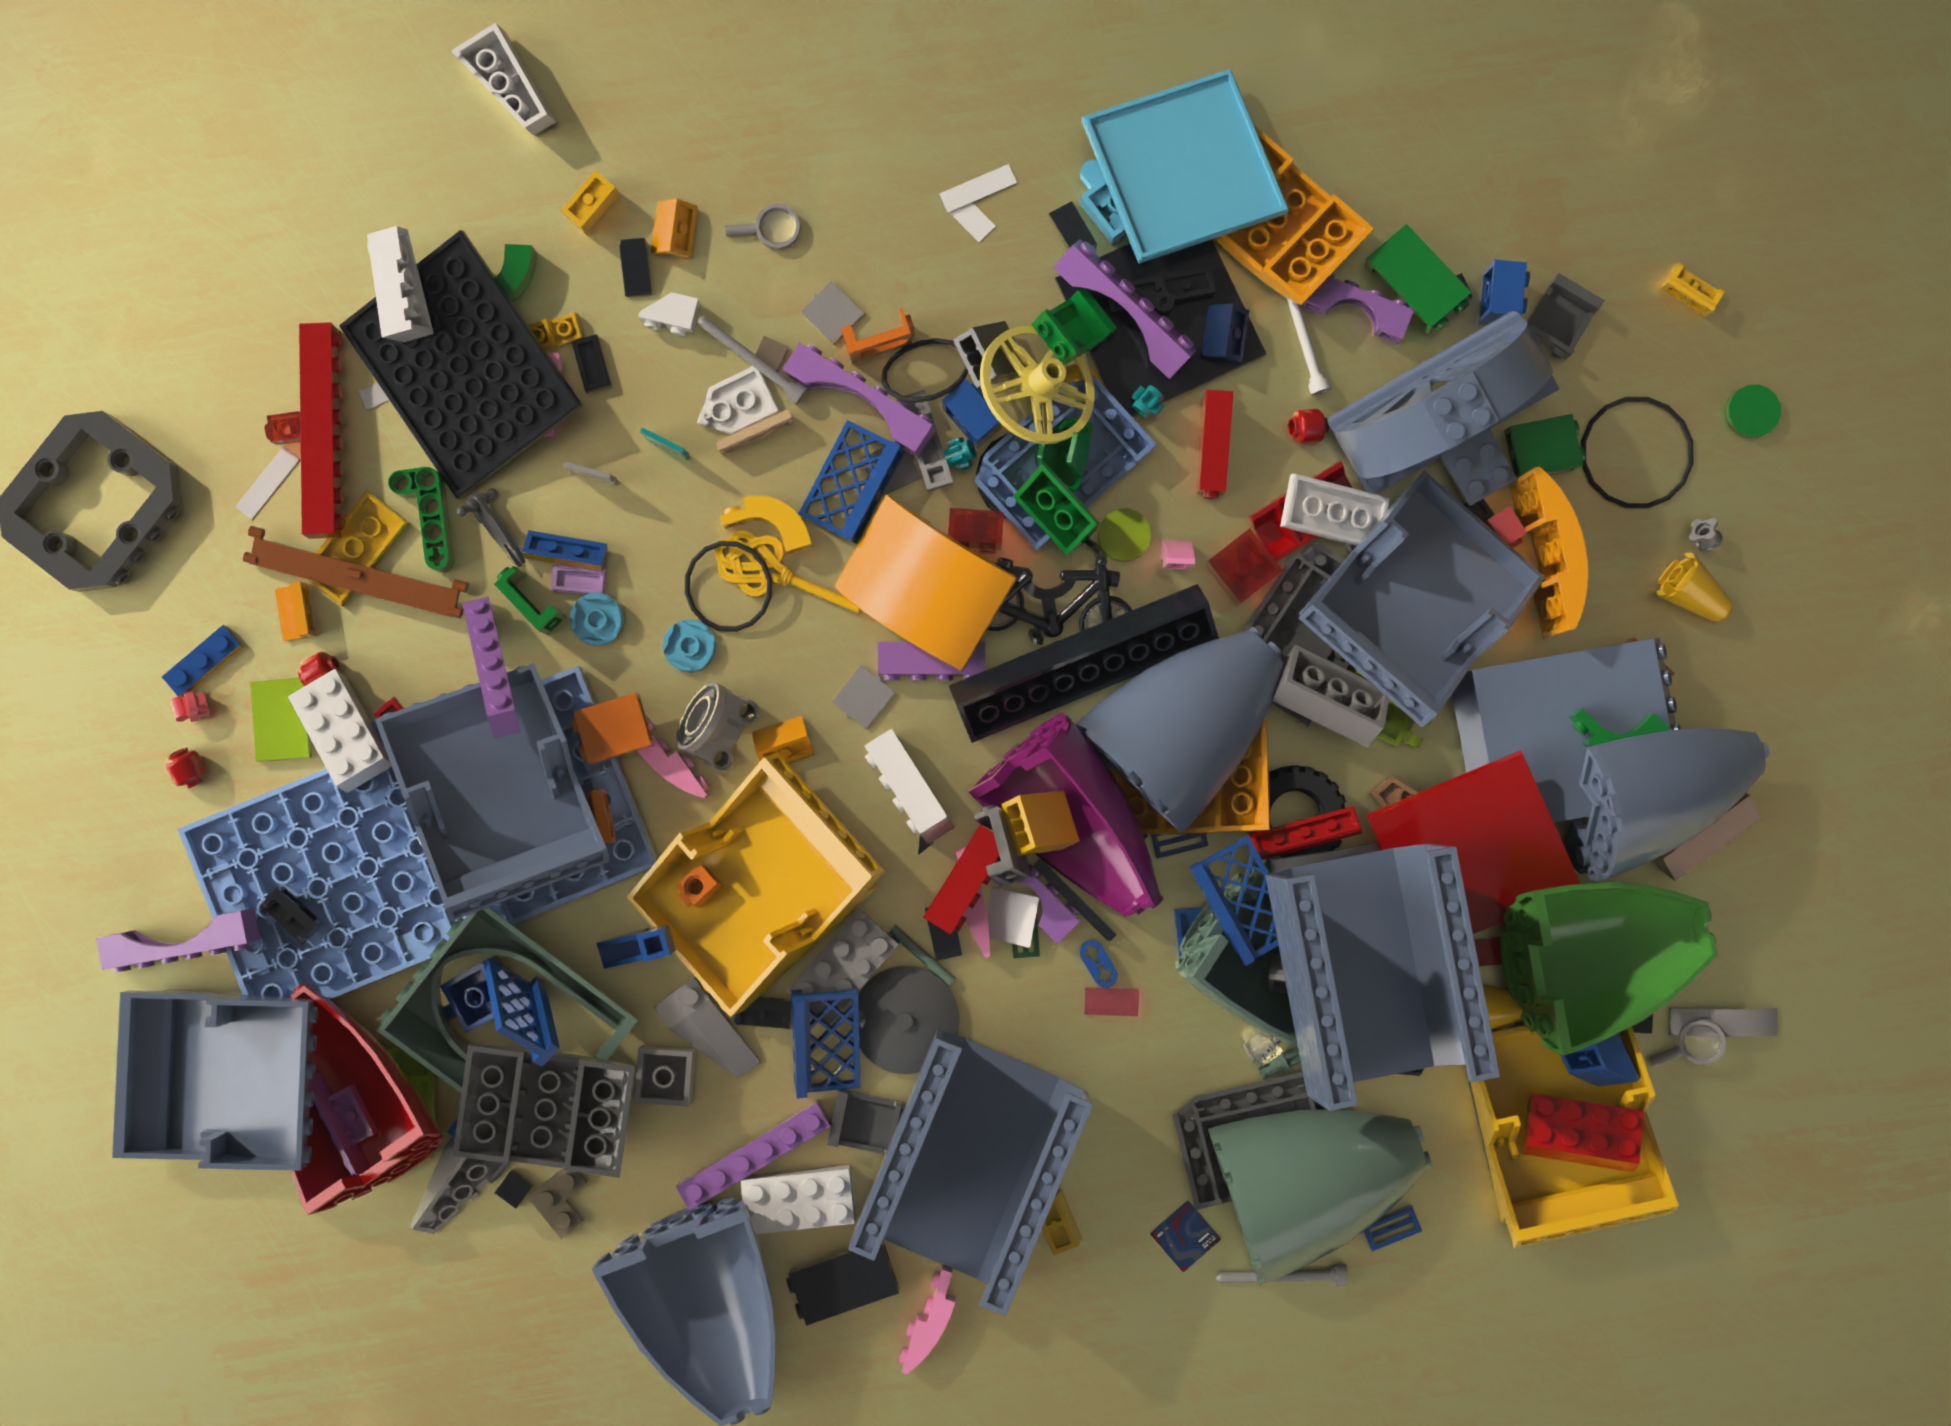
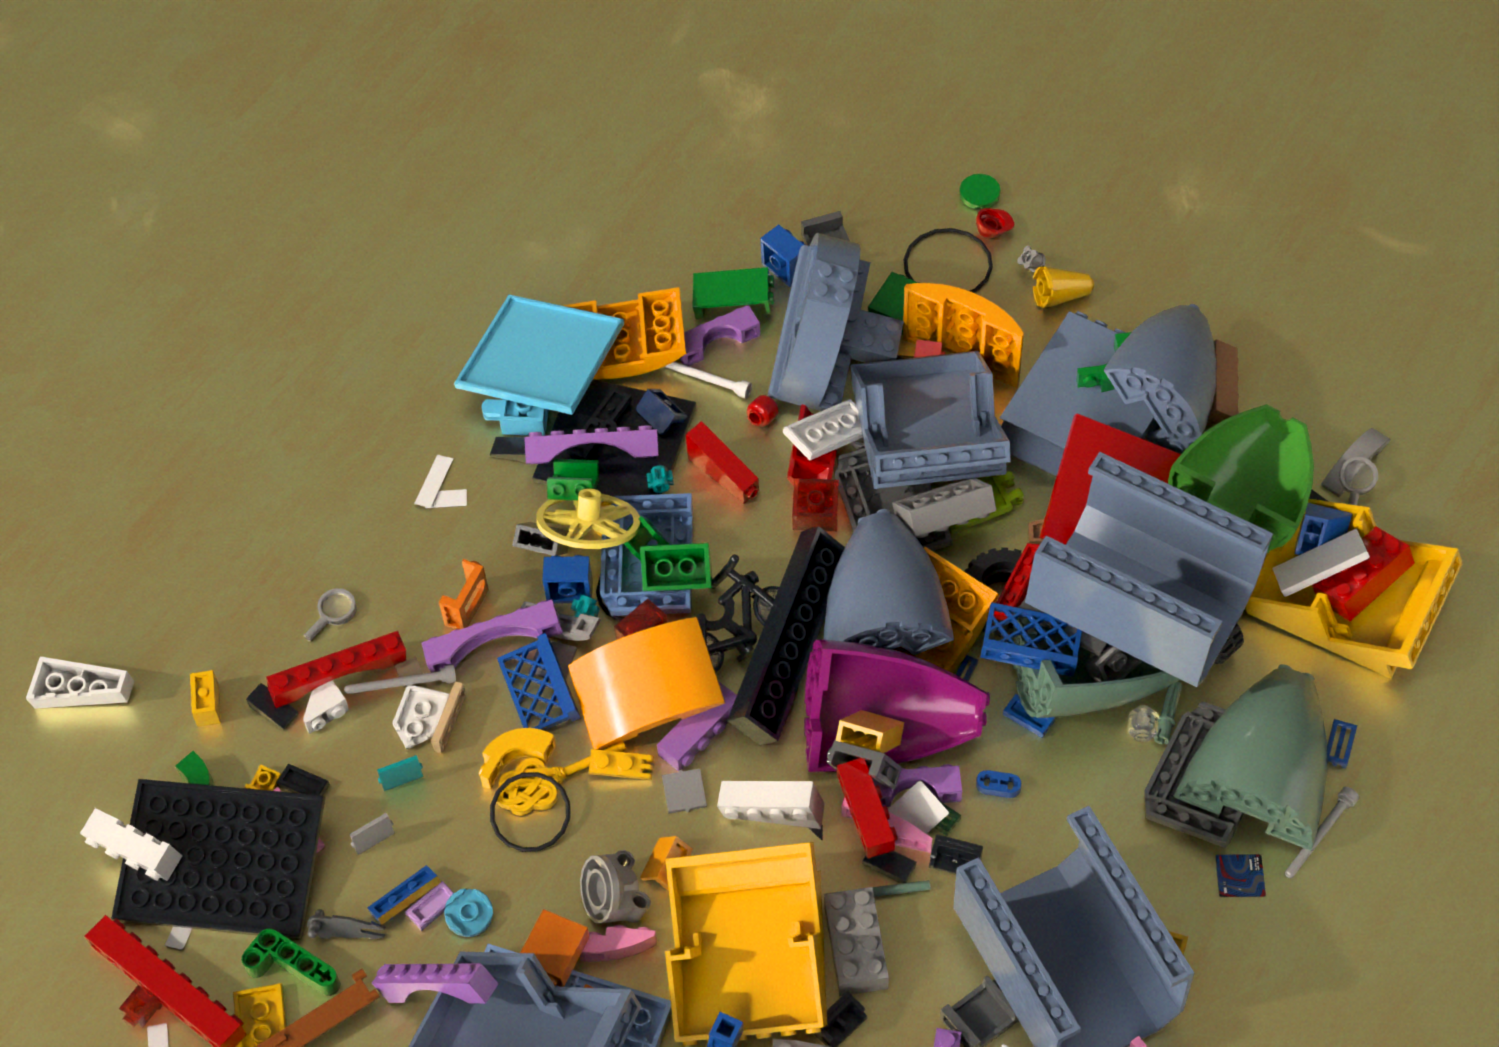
camera: 45 degrees left, 30 degrees down
(543, 622) = (415, 943): green panel -> none
(674, 228) = (268, 660): light orange panel -> none
(689, 645) = (544, 870): medium azure tile -> none
(710, 886) = (709, 976): orange brick -> none
(711, 292) = (299, 680): none -> red arch
(801, 1041) = (887, 1005): blue fence -> none
(832, 311) = (421, 618): light grey piece -> none
(837, 622) = (620, 764): none -> yellow hinge
(901, 1015) = (926, 936): dark grey dish -> none
(922, 398) = (525, 595): black piece -> none
(994, 985) = (951, 853): none -> black hinge
(1074, 899) = (966, 760): black tile -> none
(1111, 1001) = (1032, 796): clear pink tile -> none
(1124, 534) = (722, 552): lime tile -> none
(1177, 554) = (772, 530): bright pink slope -> none
(1560, 1088) = (1320, 562): none -> white tile
(1692, 290) = (878, 173): yellow hinge -> none
(1723, 460) = (993, 222): none -> red hat

